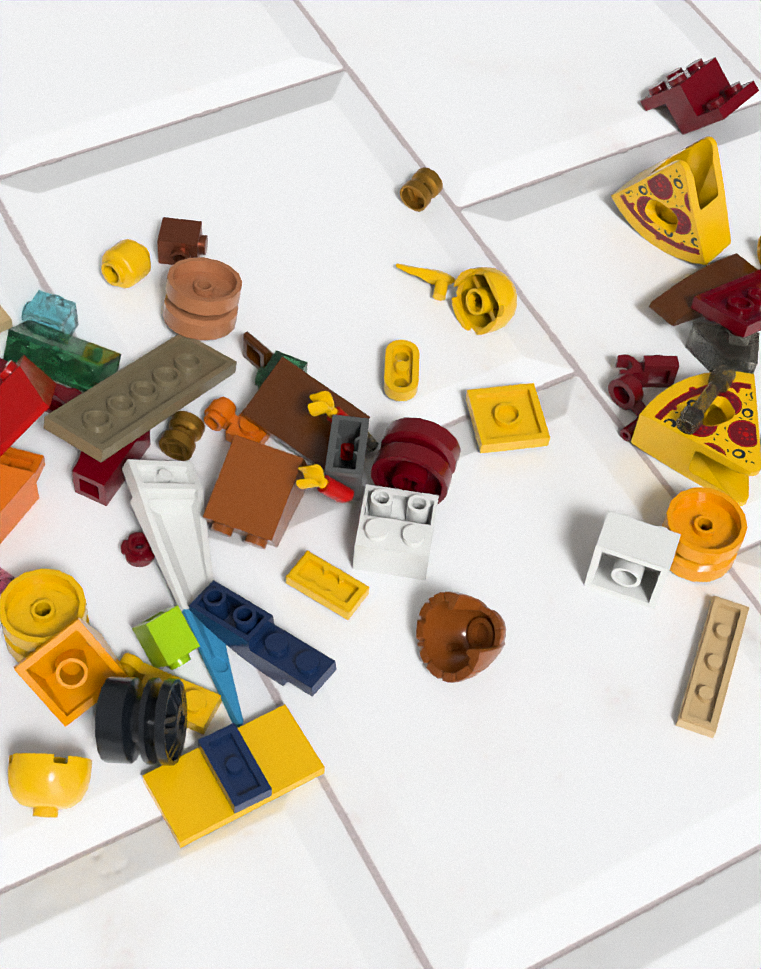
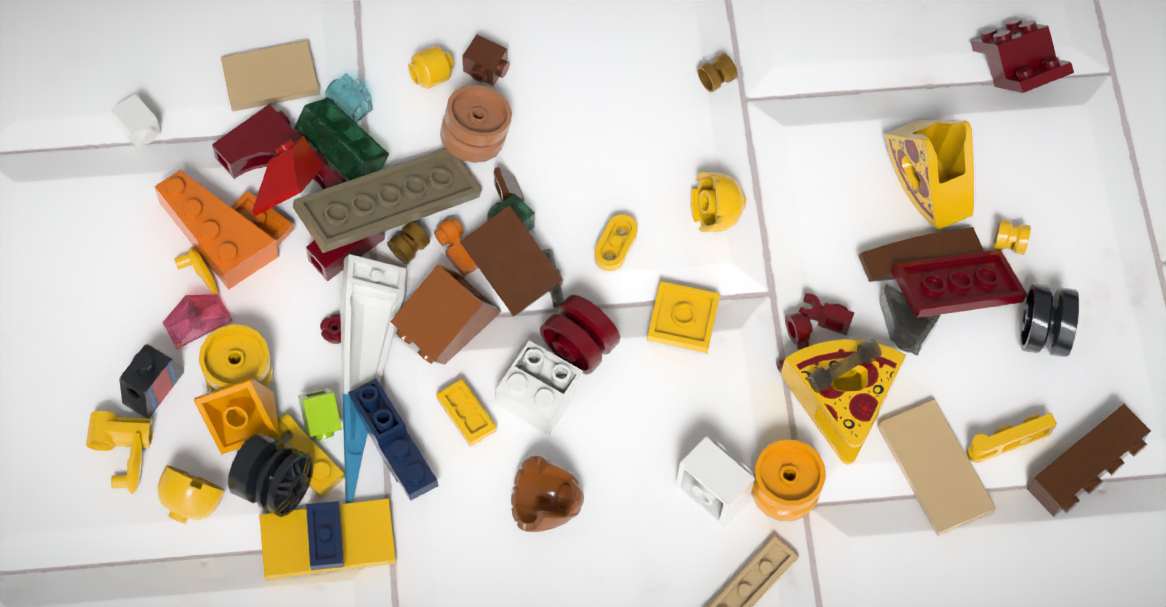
camera: 25 degrees right, 10 degrees up
(344, 456) = (520, 311): torso -> none
(436, 277) = (691, 165): yellow bar -> none

